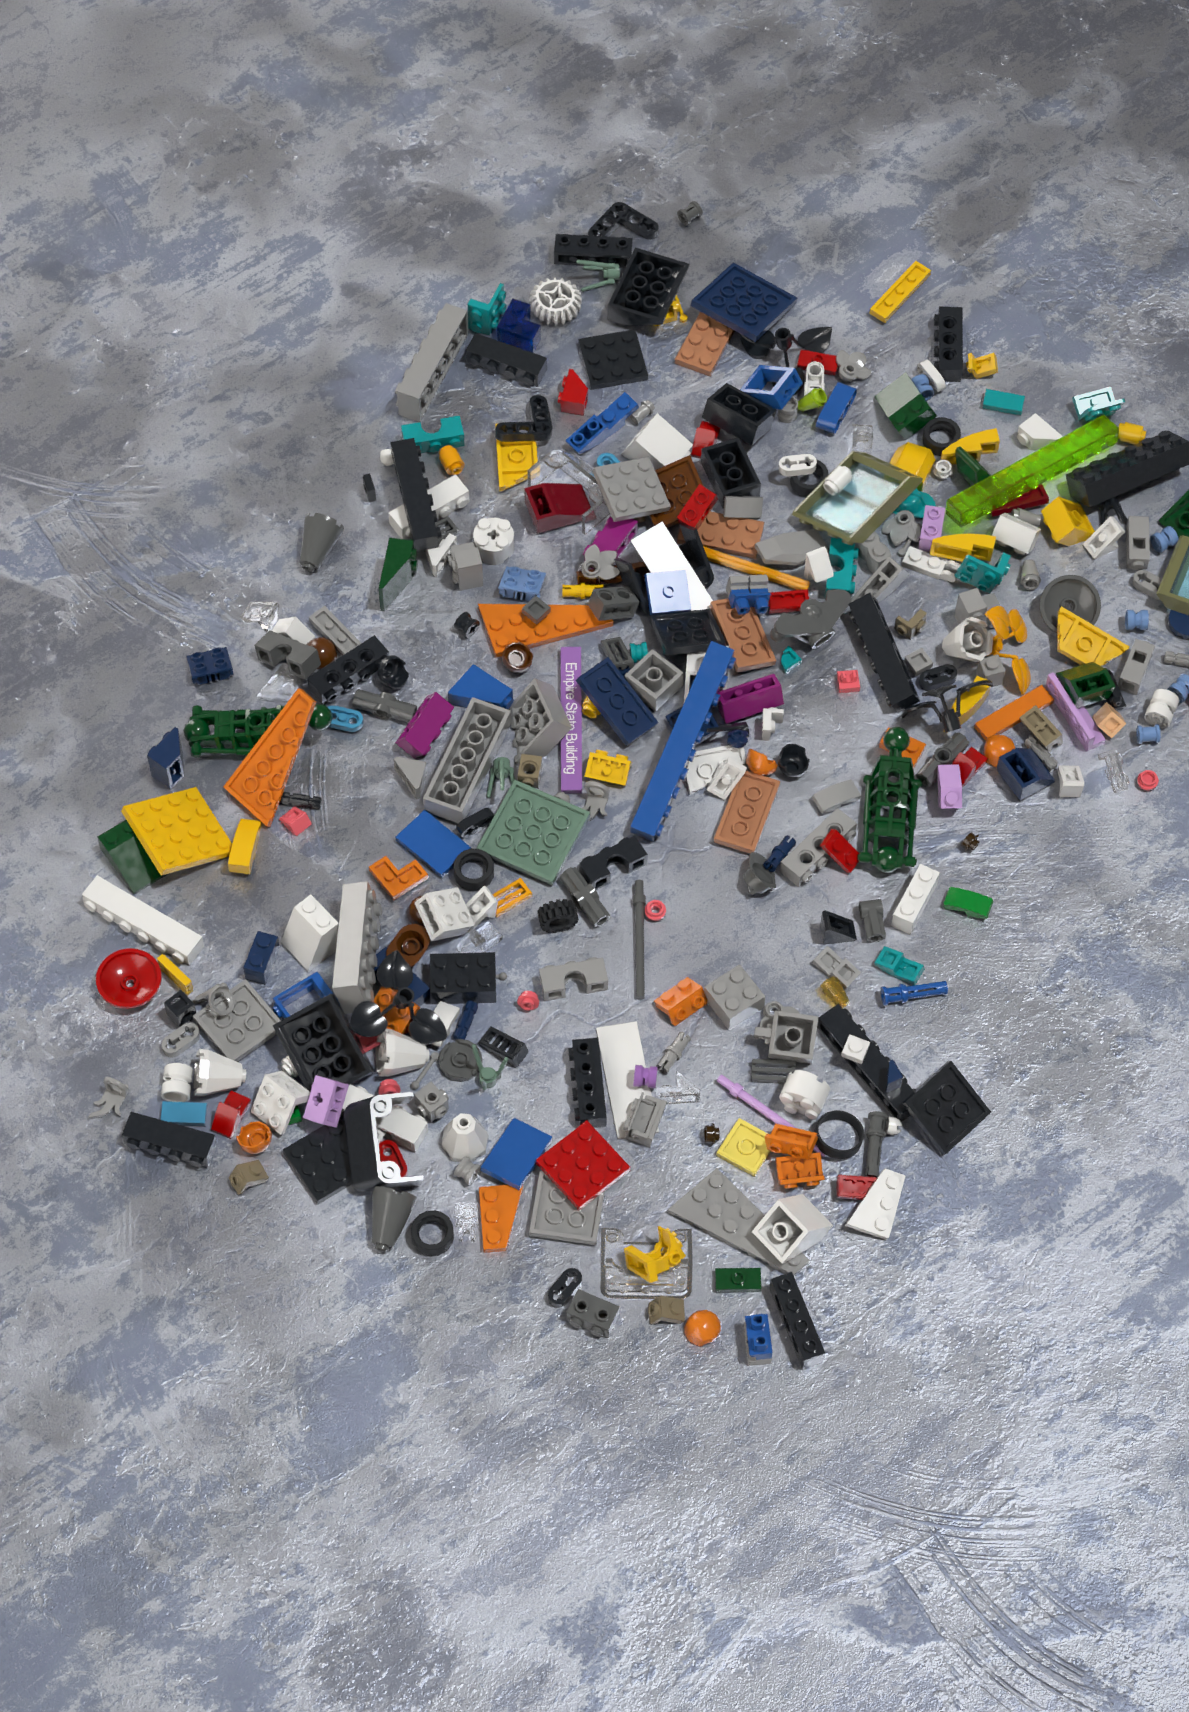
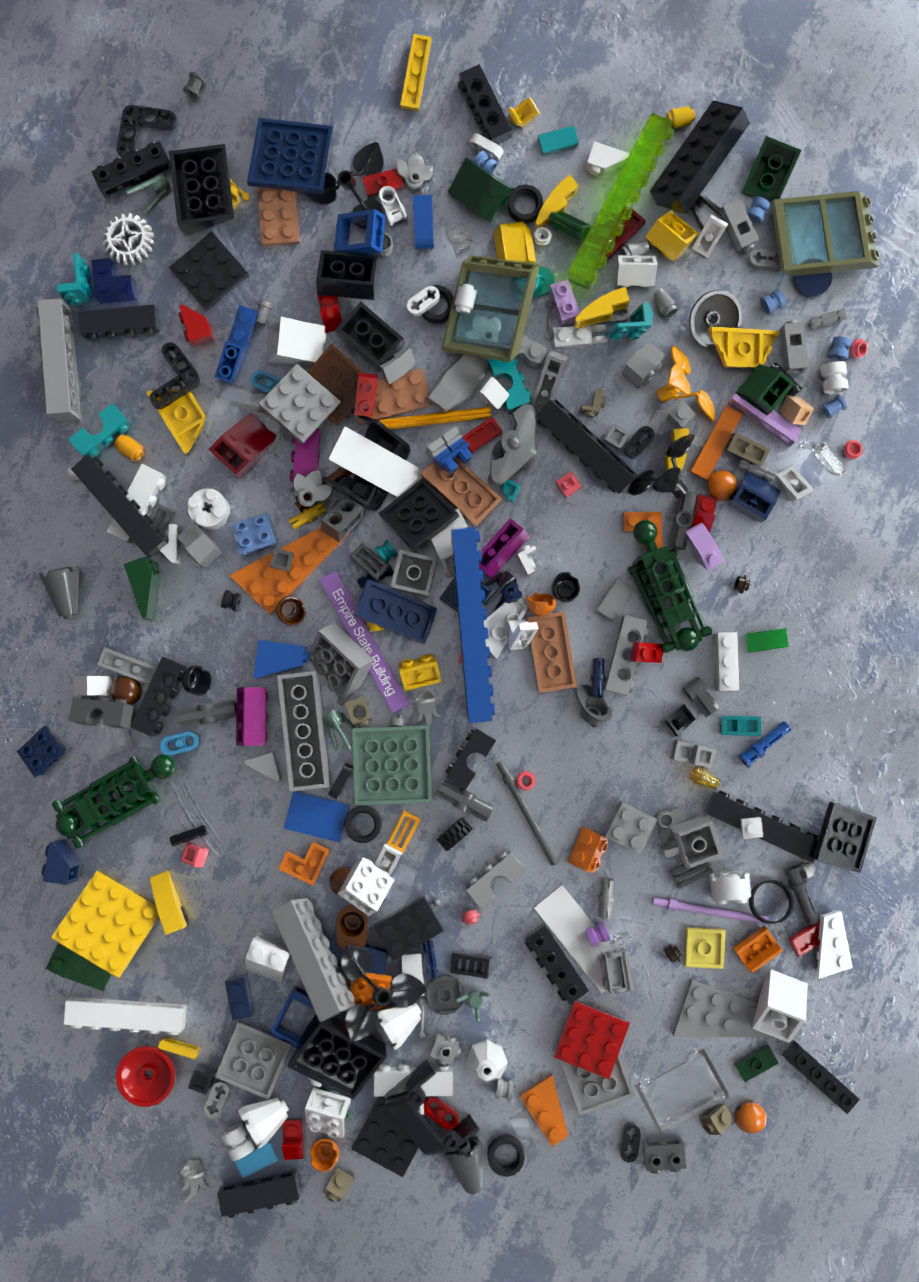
camera: 25 degrees left, 25 degrees up
(216, 991) = (218, 1054): light grey piece -> none
(262, 612) = (55, 683): clear slope -> none
(266, 768) = (146, 827): orange wing -> none
(326, 1101) = (365, 1102): lavender brick -> none
(369, 487) = (75, 512): black tile -> none
(389, 1086) = (404, 1053): coral plate -> none
(516, 1153) = (533, 1053): blue tile -> none
(657, 1261) = (691, 1074): yellow tile -> none
(668, 592) = (382, 485): plate -> none
(758, 1339) = (799, 1108): blue hips -> none
(791, 1141) = (741, 933): orange bracket -> none
(814, 399) = (400, 226): lime cone -> none
(894, 1077) = (795, 840): dark blue slope -> none
(900, 530) = (539, 316): light grey plate -> none
(969, 640) = (653, 402): white cone -> none
(1096, 403) = (640, 103): bracket -> none

